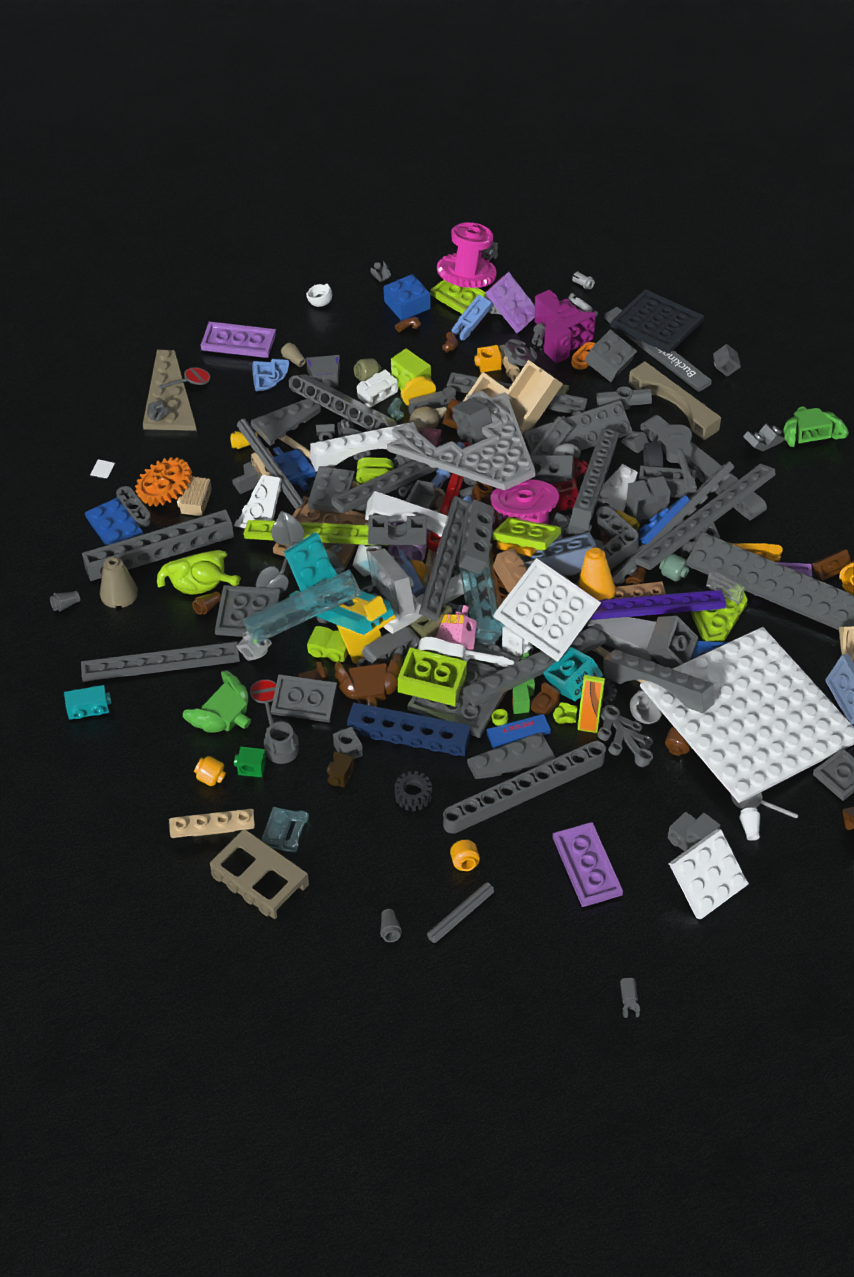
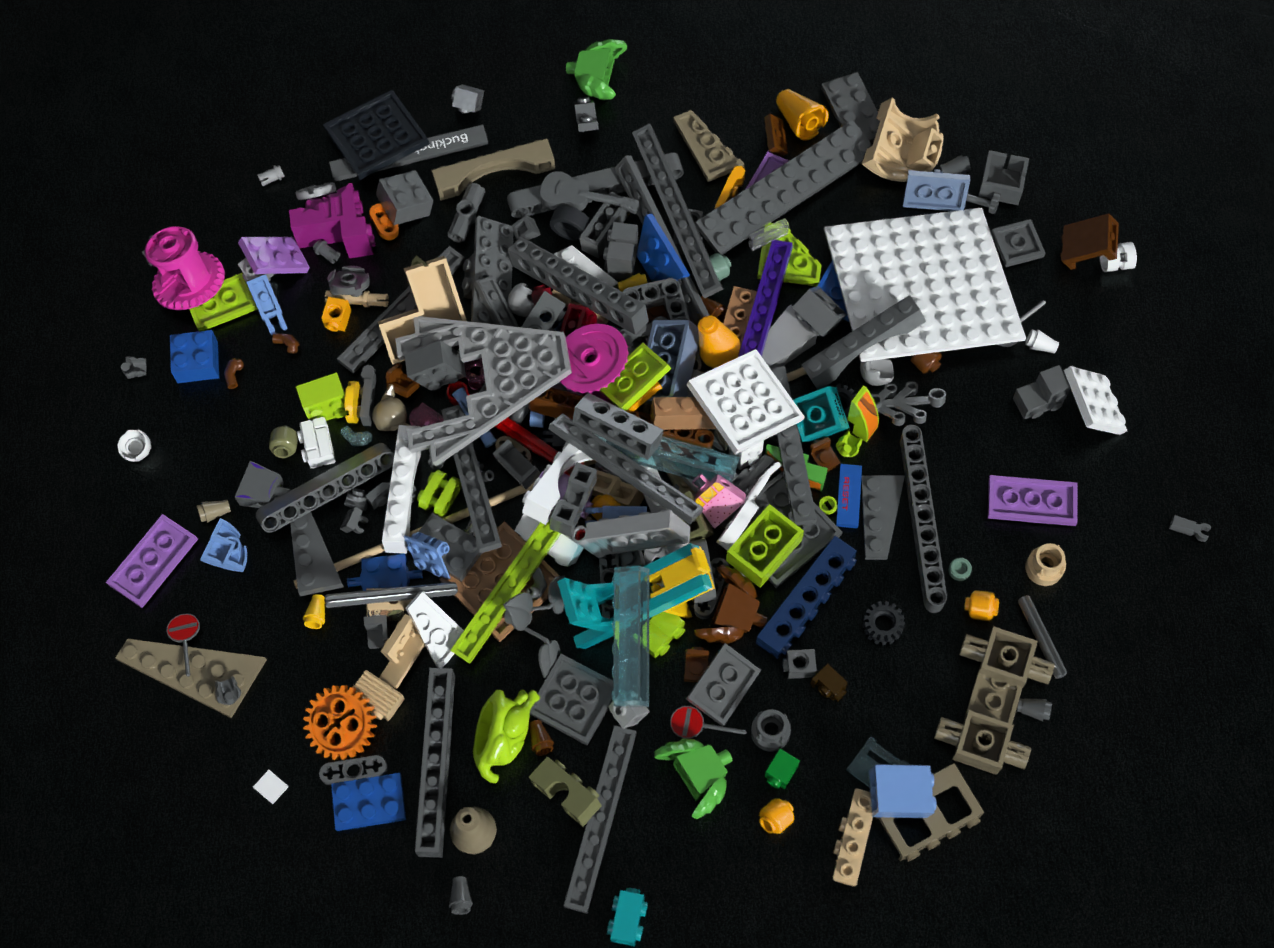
camera: 65 degrees left, 15 degrees up
(175, 621) = (552, 777): none -> olive arch
(236, 495) = (401, 651): none -> tan bracket
(260, 835) = (902, 791): none -> medium blue brick
(318, 472) = (428, 553): none -> medium blue hinge
(414, 888) = (994, 701): none -> dark tan piece
(493, 832) = (960, 569): none -> sand green tile
(529, 892) = (1040, 573): none -> tan piece
(788, 523) = (708, 151): none -> dark tan wing

